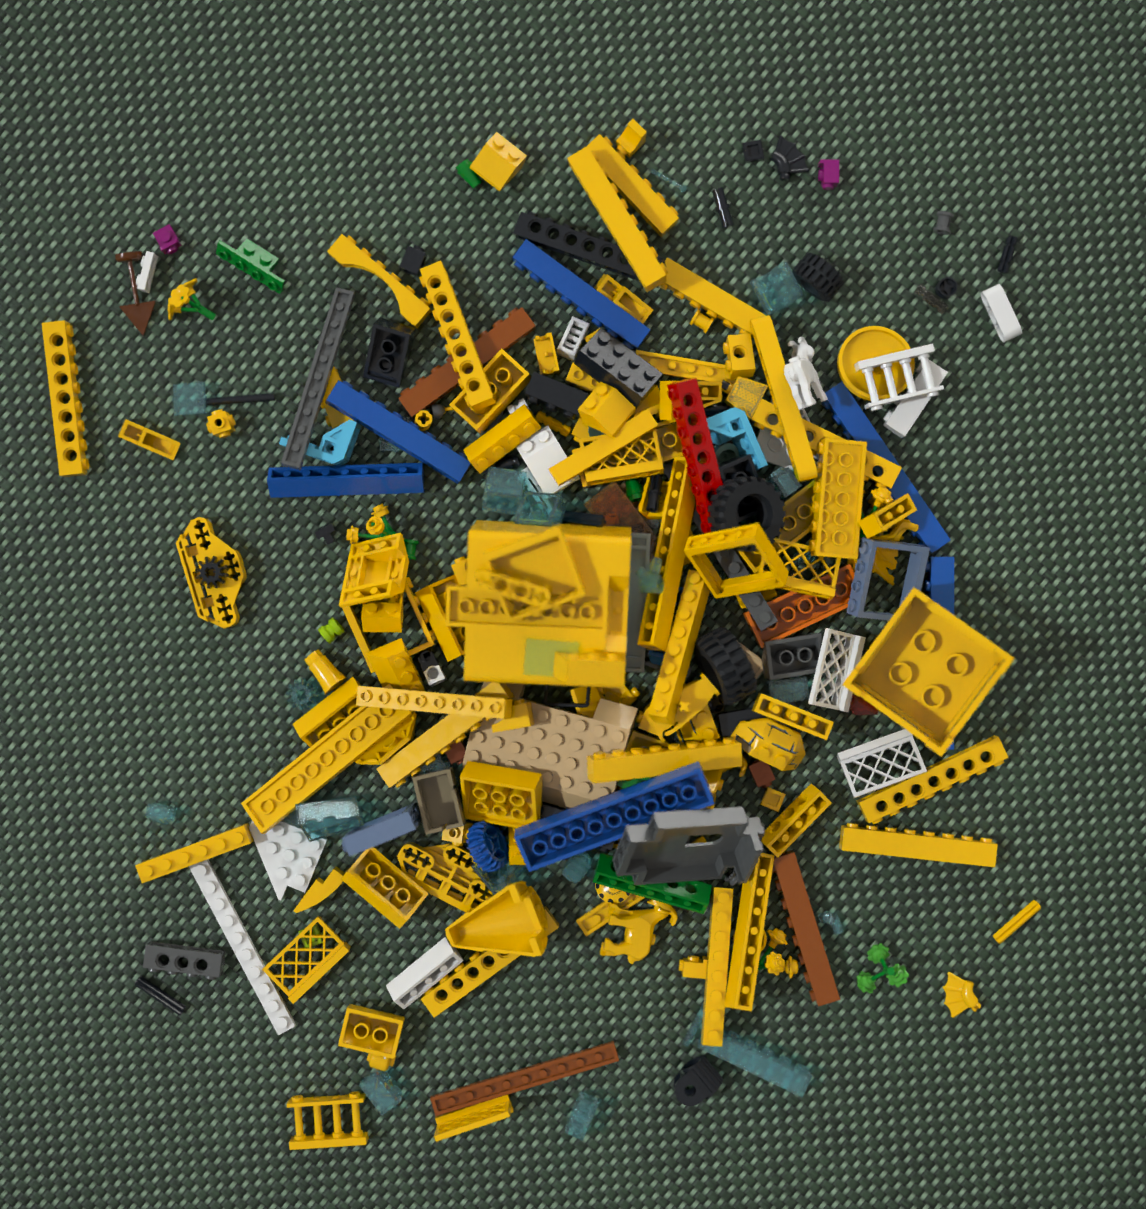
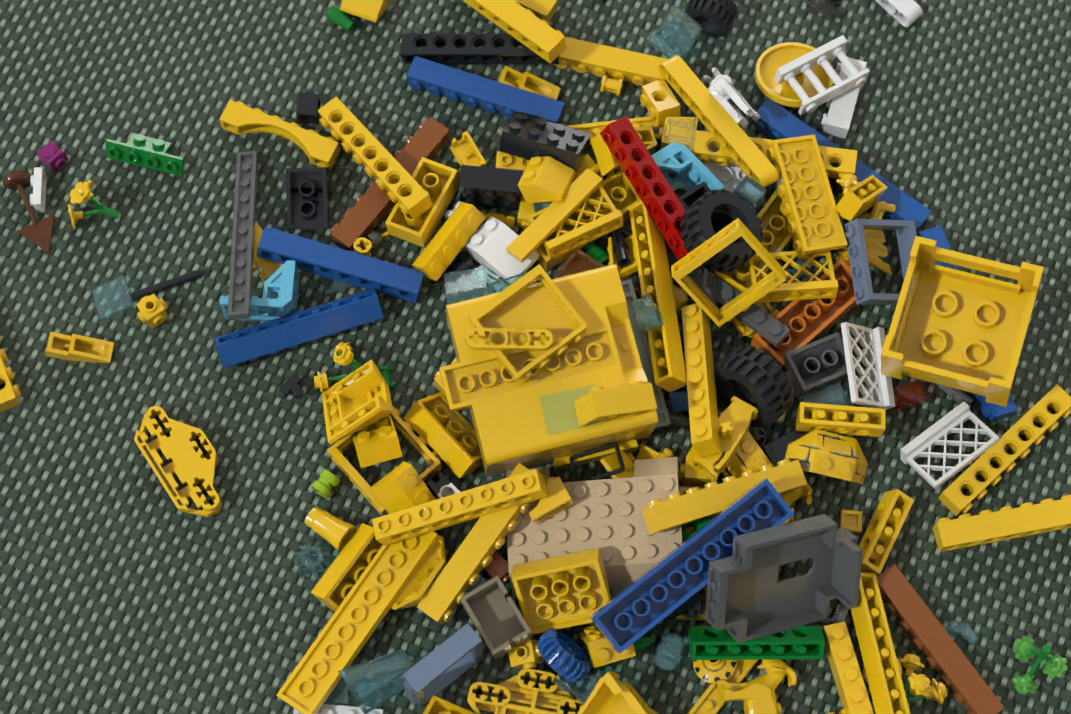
camera: 20 degrees left, 20 degrees down
(212, 580) = (183, 460): black gear -> none
(567, 353) = (489, 148): white slope -> none
(761, 773) = (829, 495): copper brick -> none

